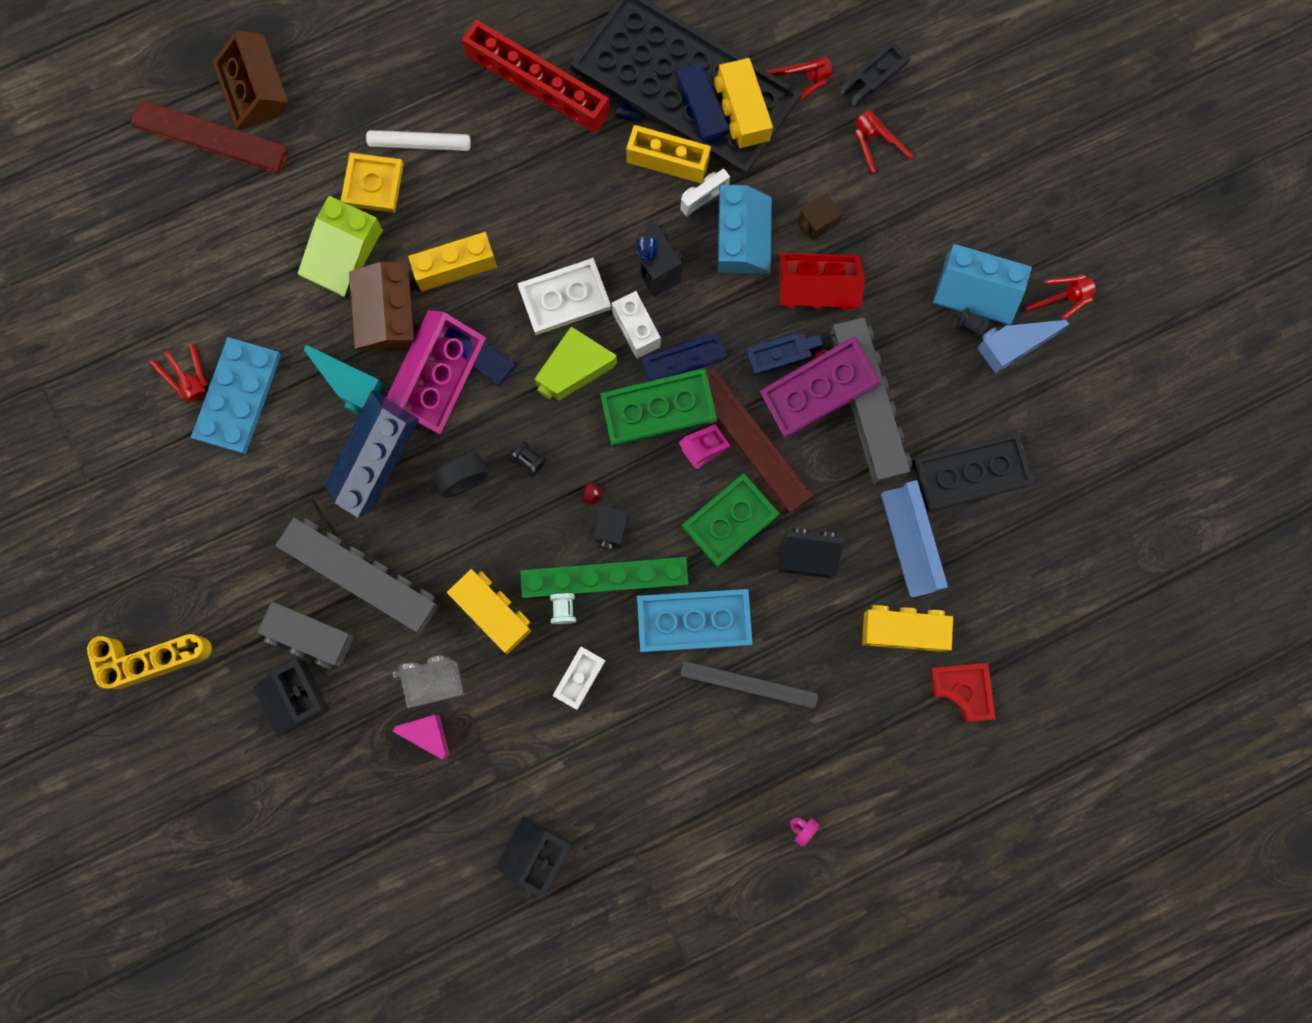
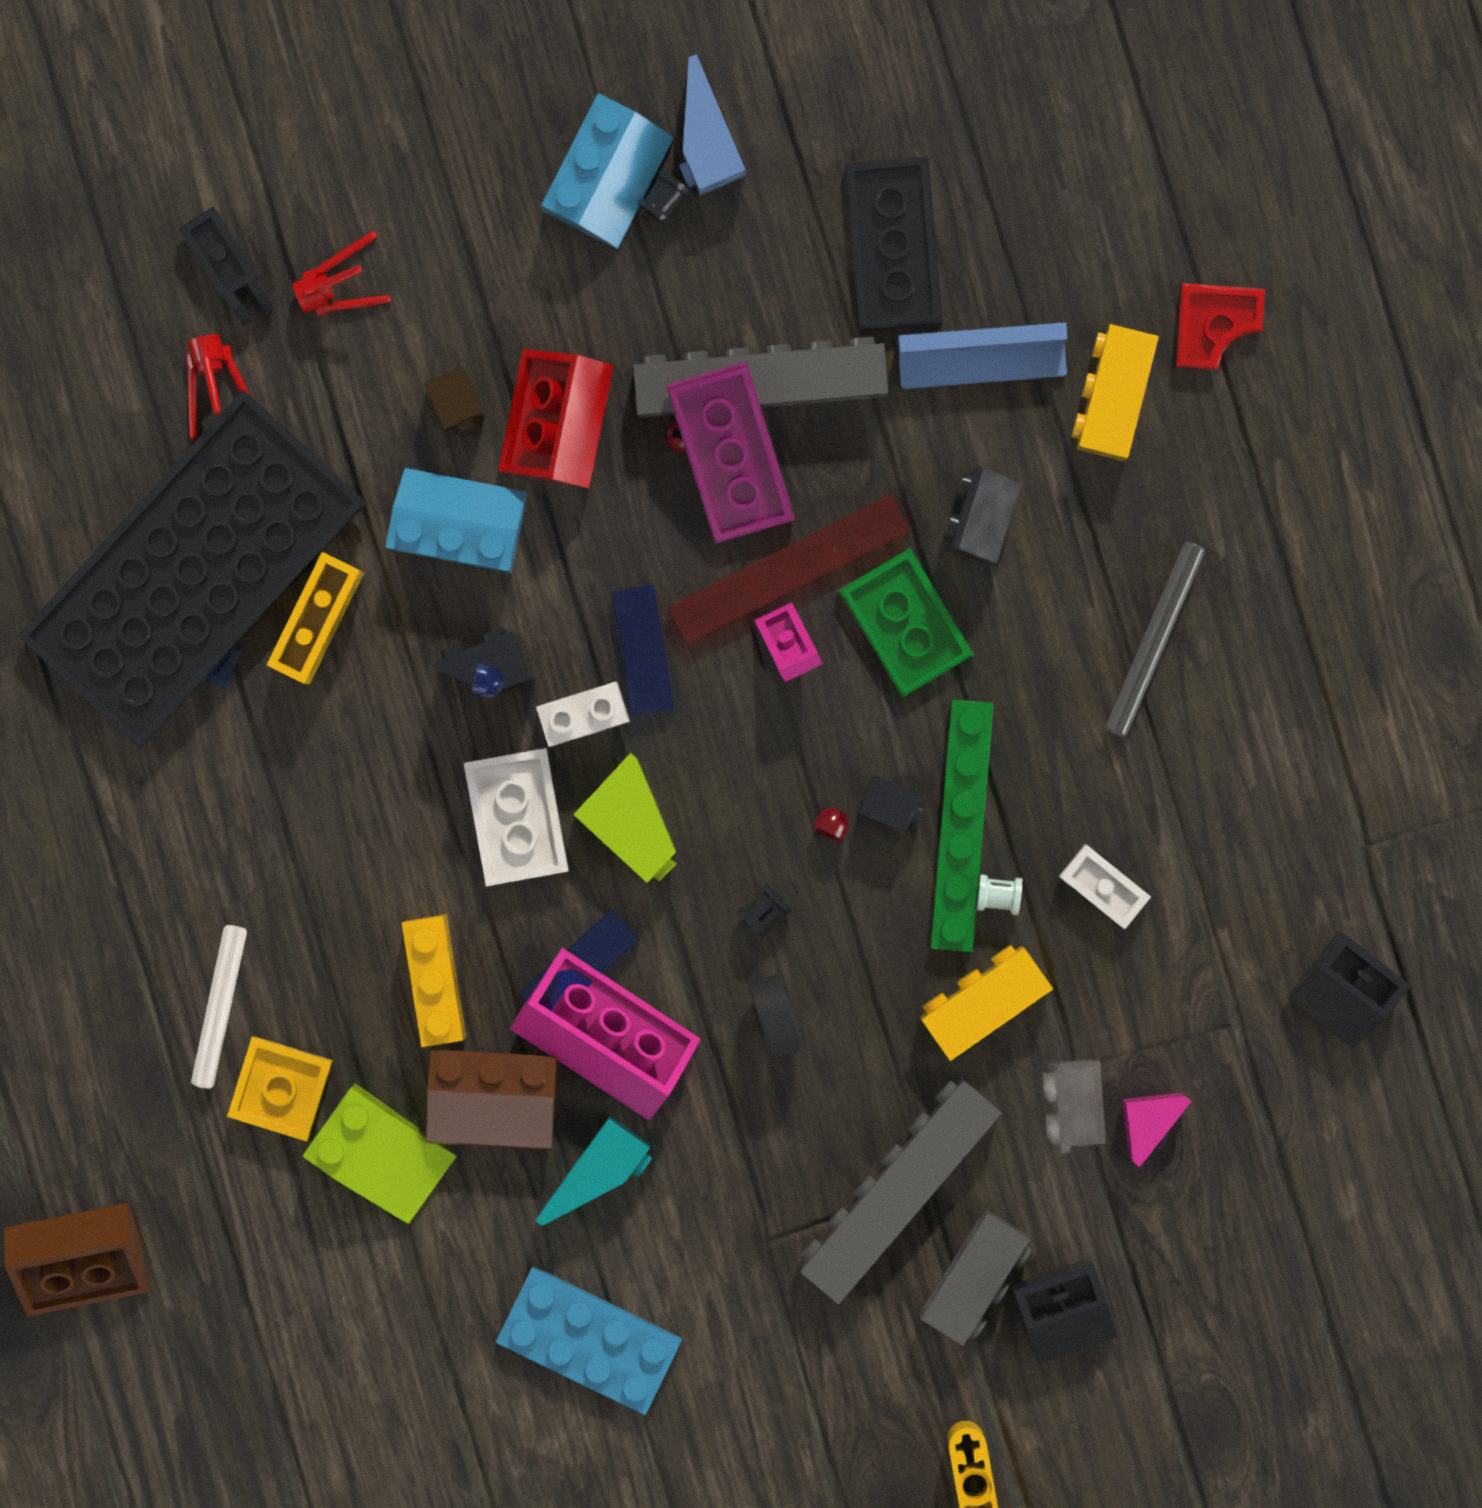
camera: 80 degrees left, 10 degrees up
(189, 387) = (565, 1408): red plant -> none
(209, 136) = (157, 1335): clear red tile -> none
(370, 454) = (724, 1148): dark blue slope -> none
(536, 76) = (149, 805): red brick -> none
(658, 407) = (716, 701): green tile -> none
(694, 620) = (1049, 703): dark azure plate -> none
(702, 101) = (238, 550): clear blue tile -> none
(709, 189) = (373, 556): white plate -> none
(743, 103) = (255, 487): yellow brick -> none
(782, 352) = (662, 498): dark blue hinge -> none
(806, 833) = (1376, 597): dark pink tile -> none
(1079, 290) = (640, 26): red plant -> none

